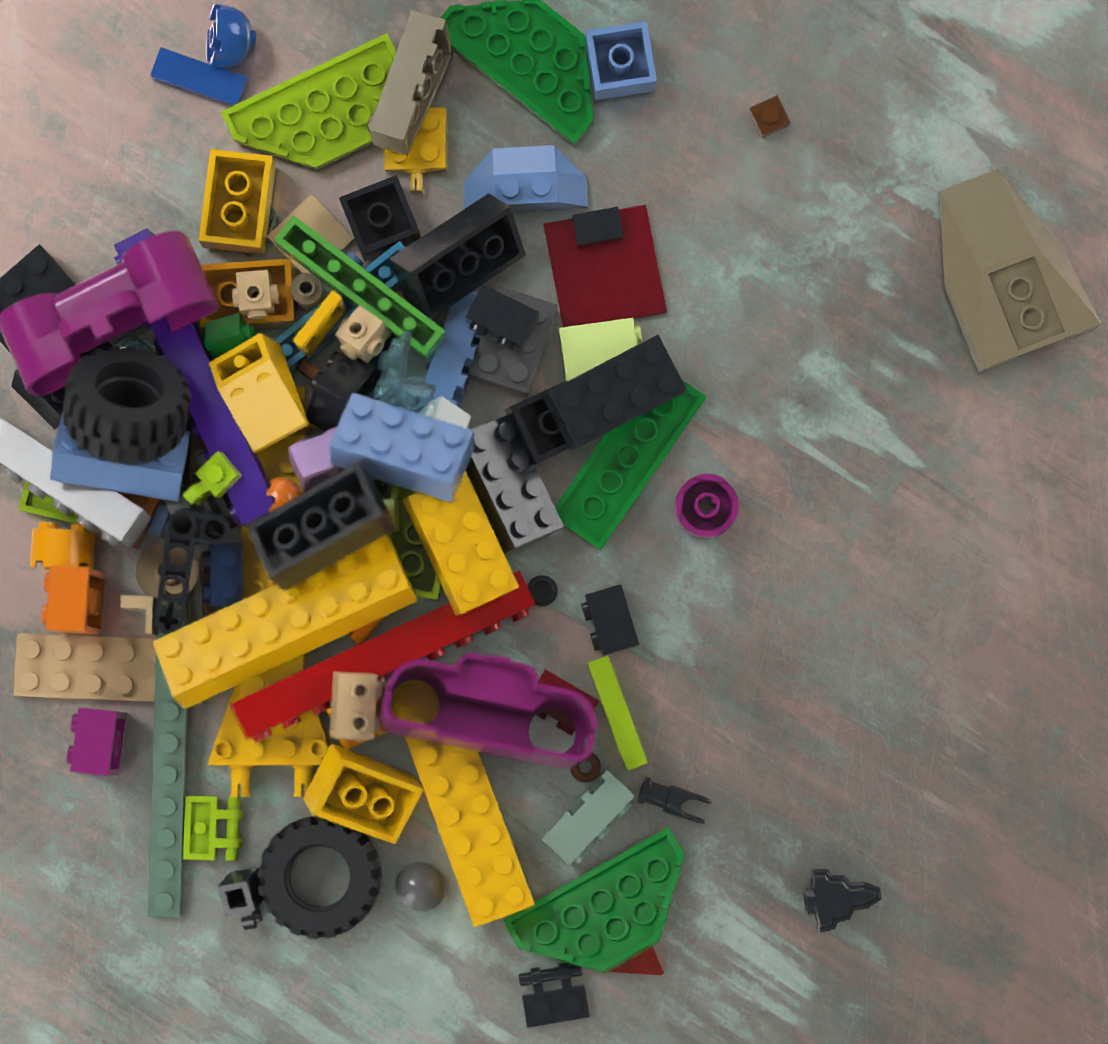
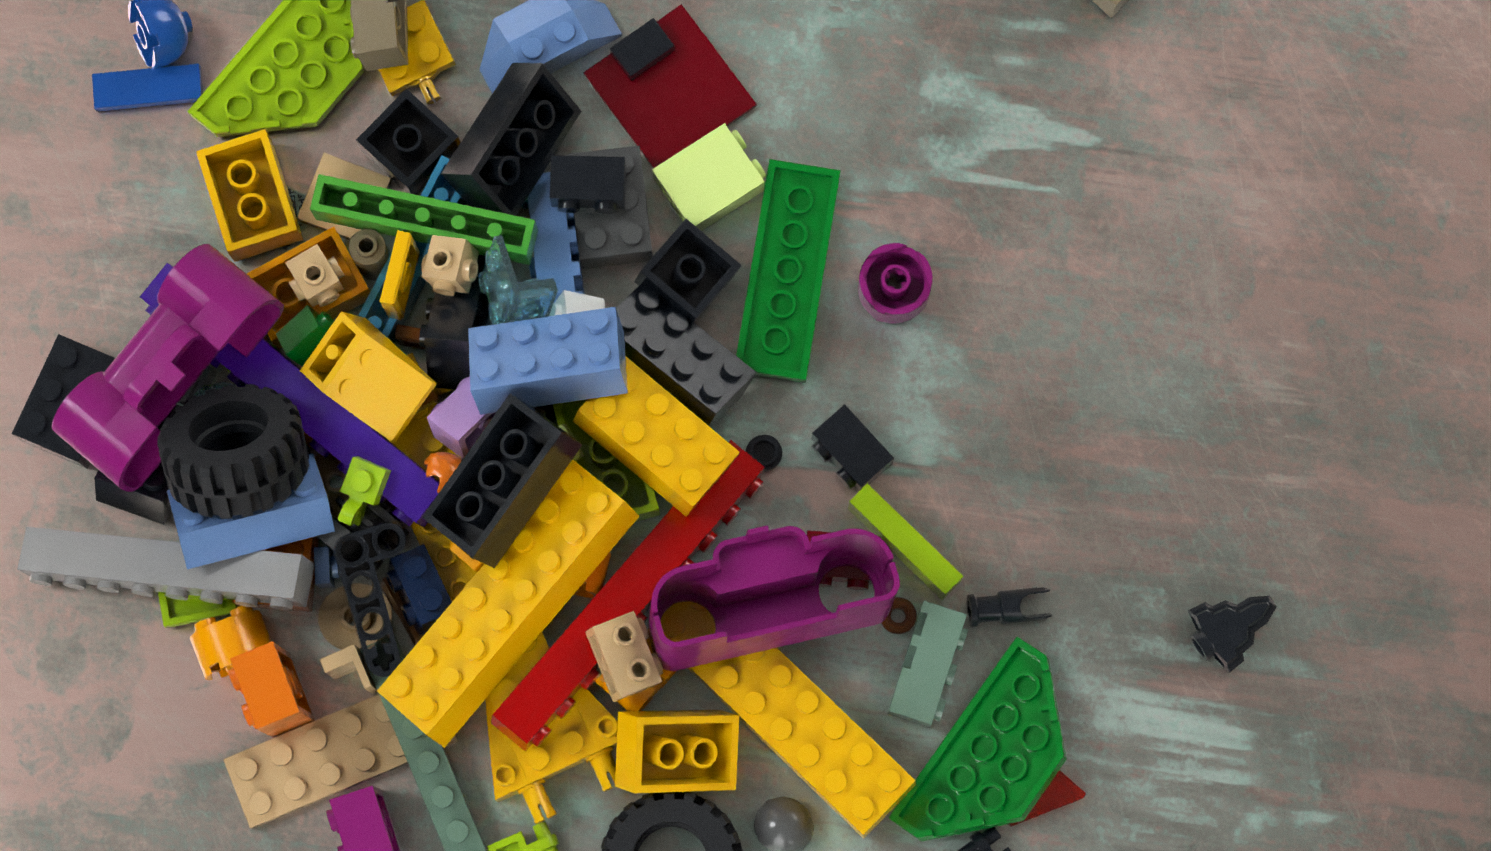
camera: 20 degrees left, 5 degrees down
(614, 392) = (742, 206): black brick -> none

